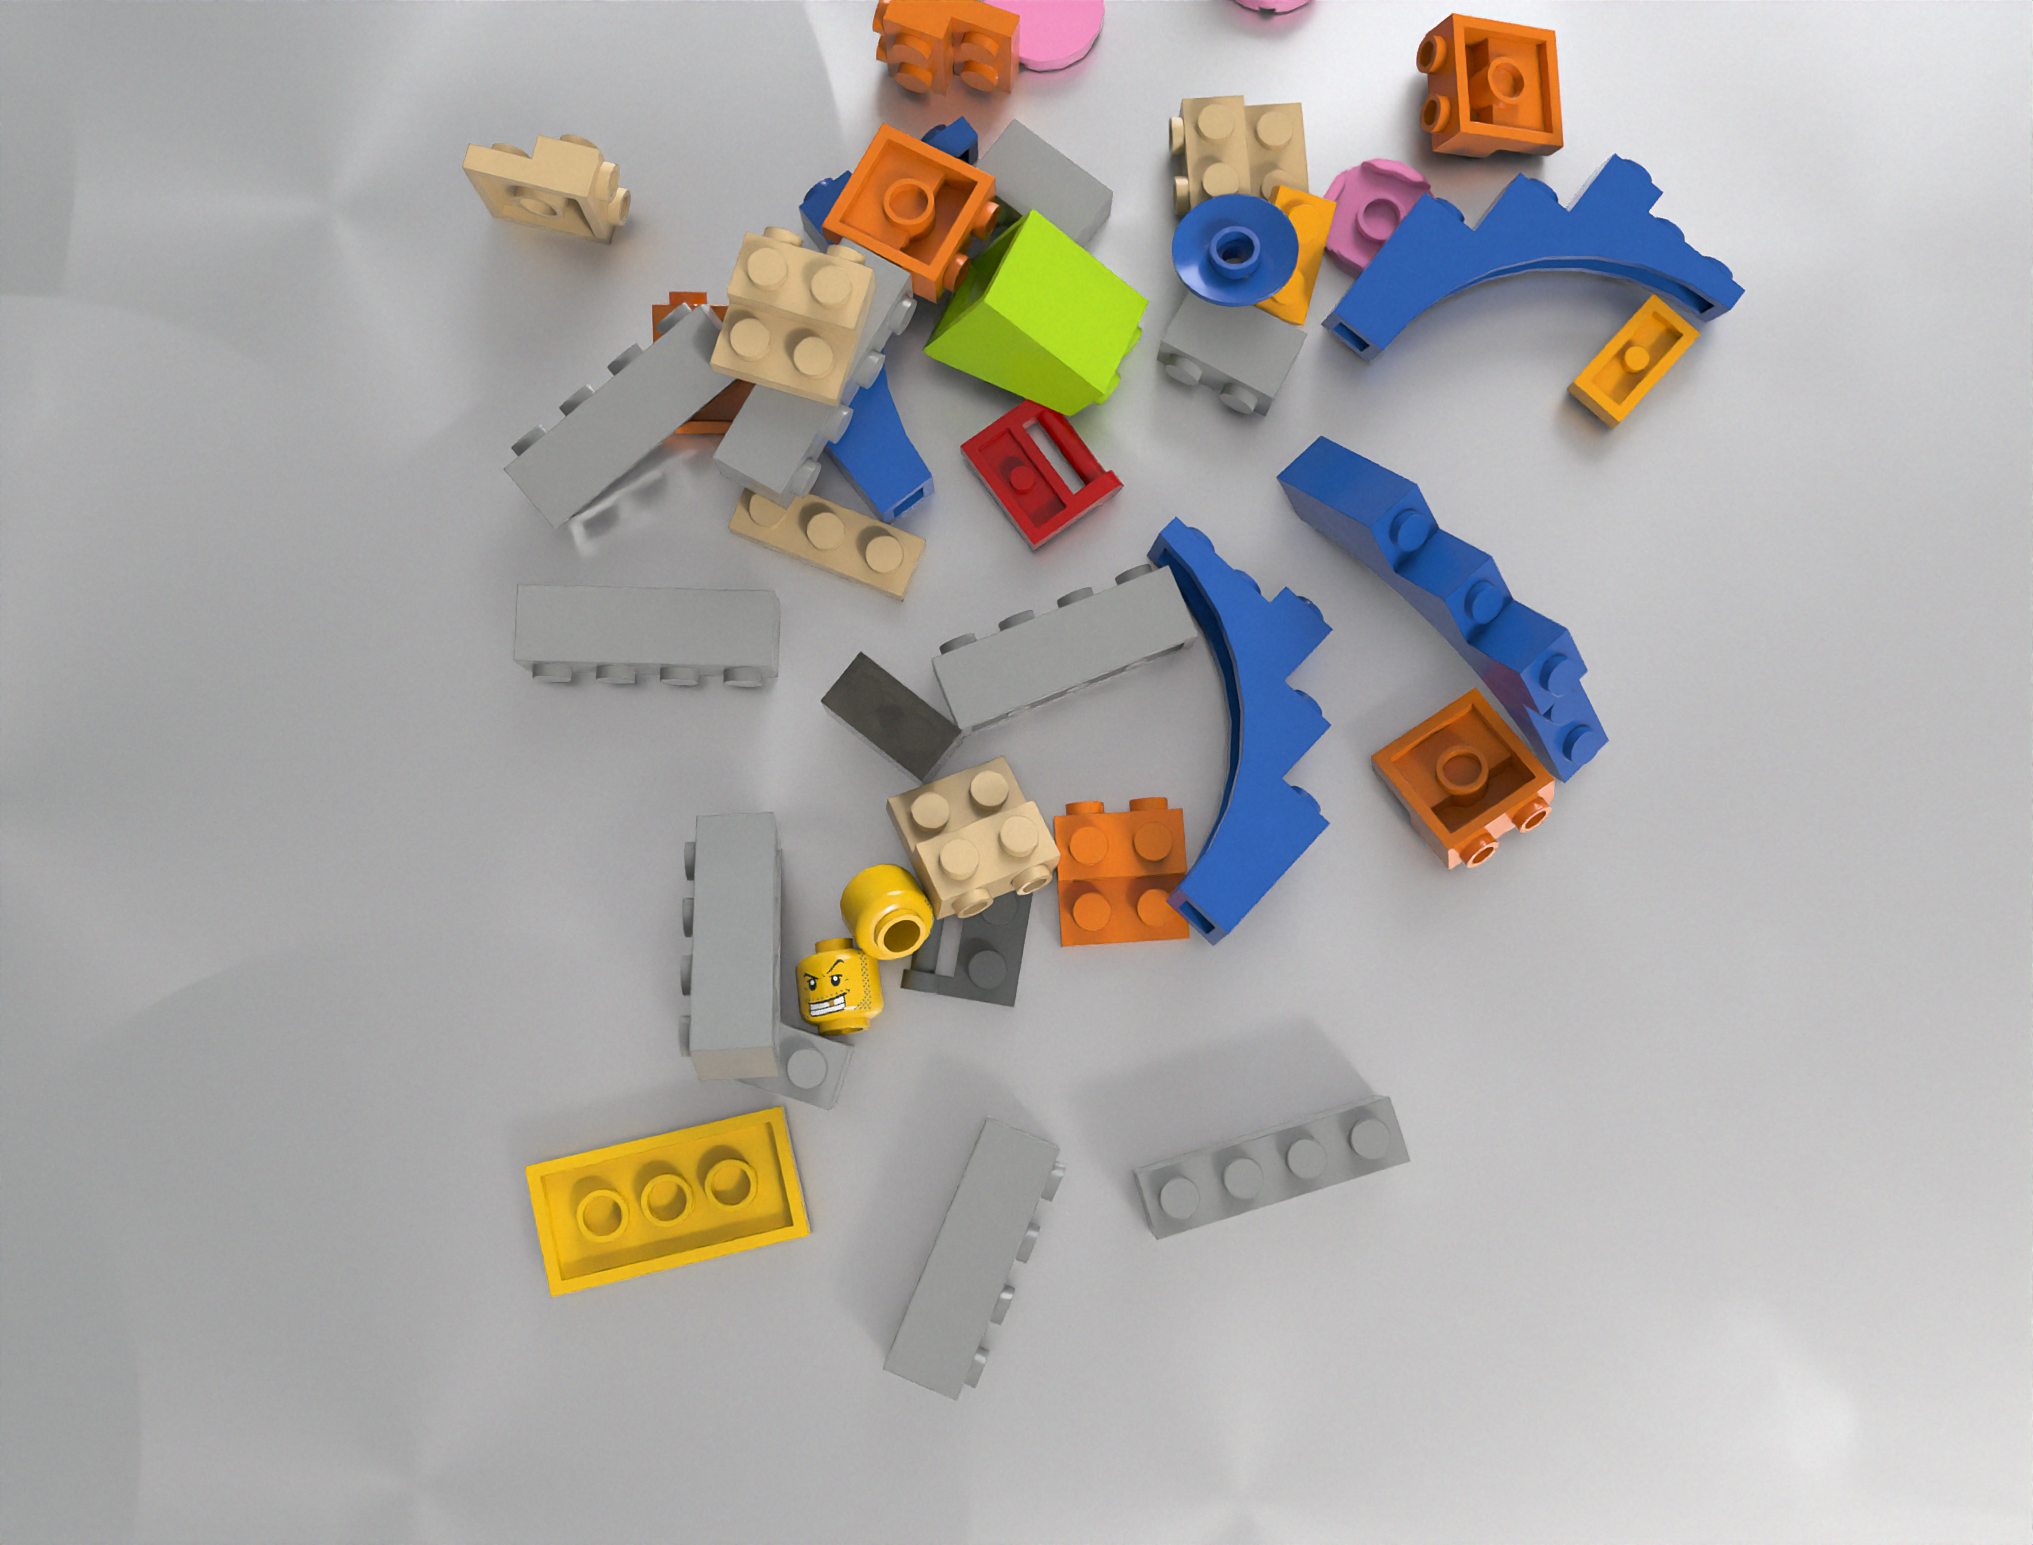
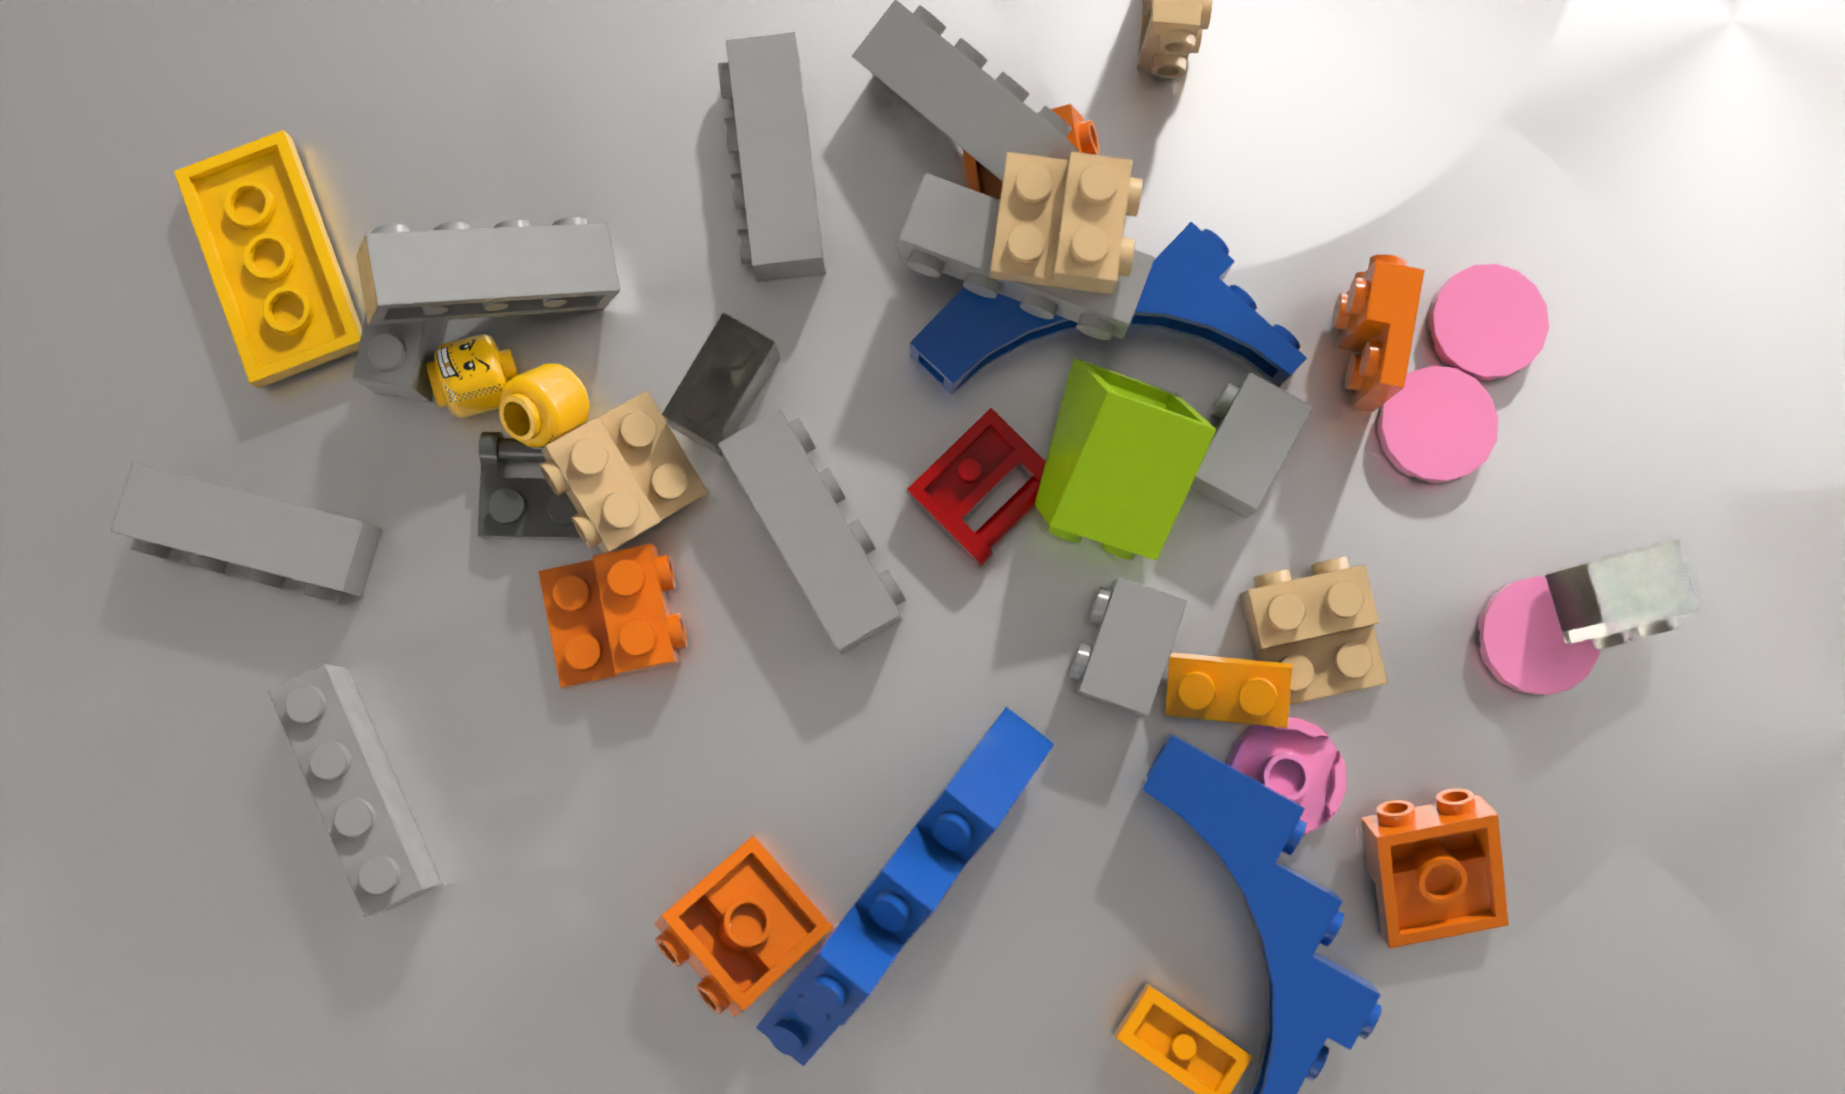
camera: 85 degrees right, 0 degrees up
(832, 540) = (886, 316): tan plate -> none
(915, 210) = (1197, 323): orange plate -> none
(1240, 229) = (1242, 630): blue dish -> none
(1256, 648) = (664, 733): blue arch -> none

